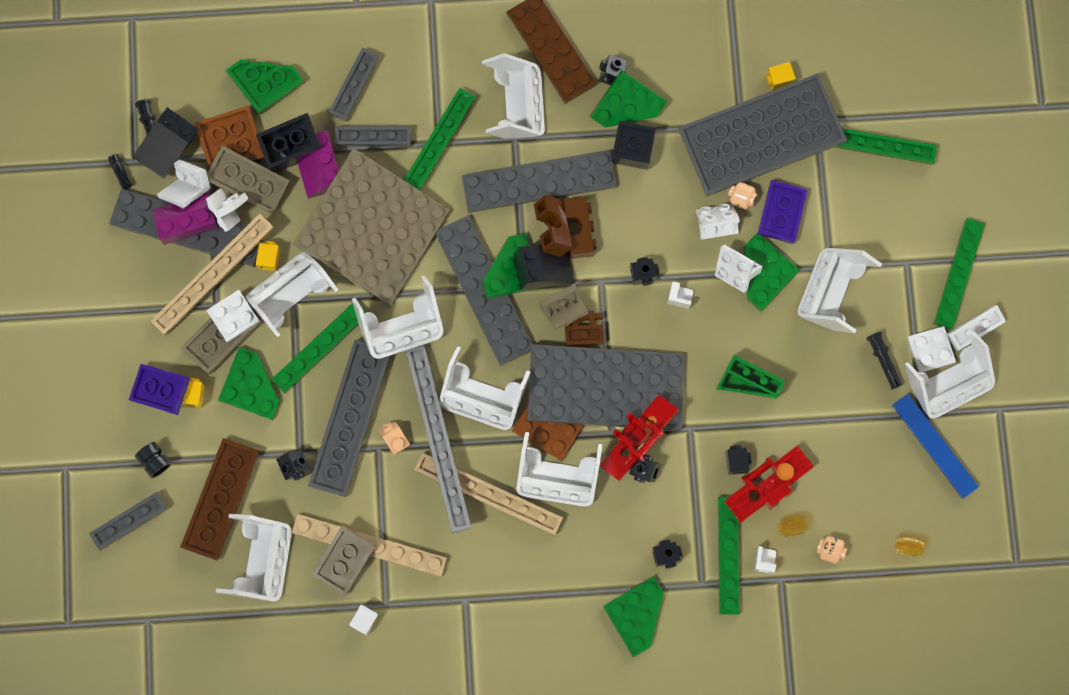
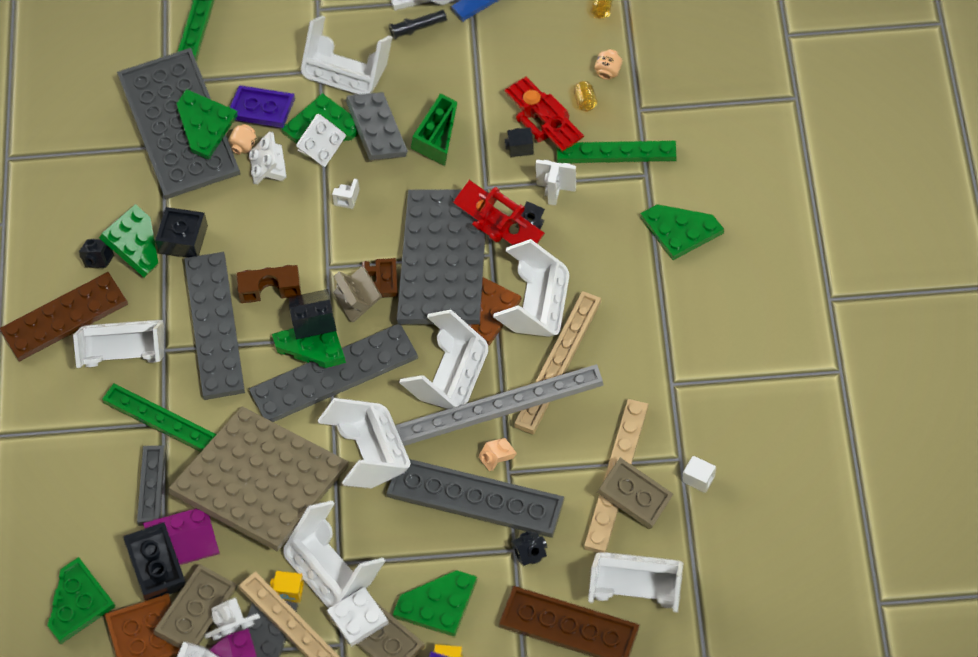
camera: 85 degrees left, 20 degrees down
(317, 349) = (394, 533): green plate -> none
(354, 84) = (88, 506): dark grey plate -> none
(552, 213) = (257, 302): reddish brown arch -> none
(637, 271) = (320, 223): black brick -> none
(660, 557) = (618, 199): black brick -> none
(682, 491) = (555, 177): none -> white bracket
(757, 158) = (204, 122): none -> green plate
(758, 322) = (376, 126): none -> dark grey plate
(765, 560) = (621, 122): white panel -> none
(780, 76) = (115, 108): yellow brick -> none

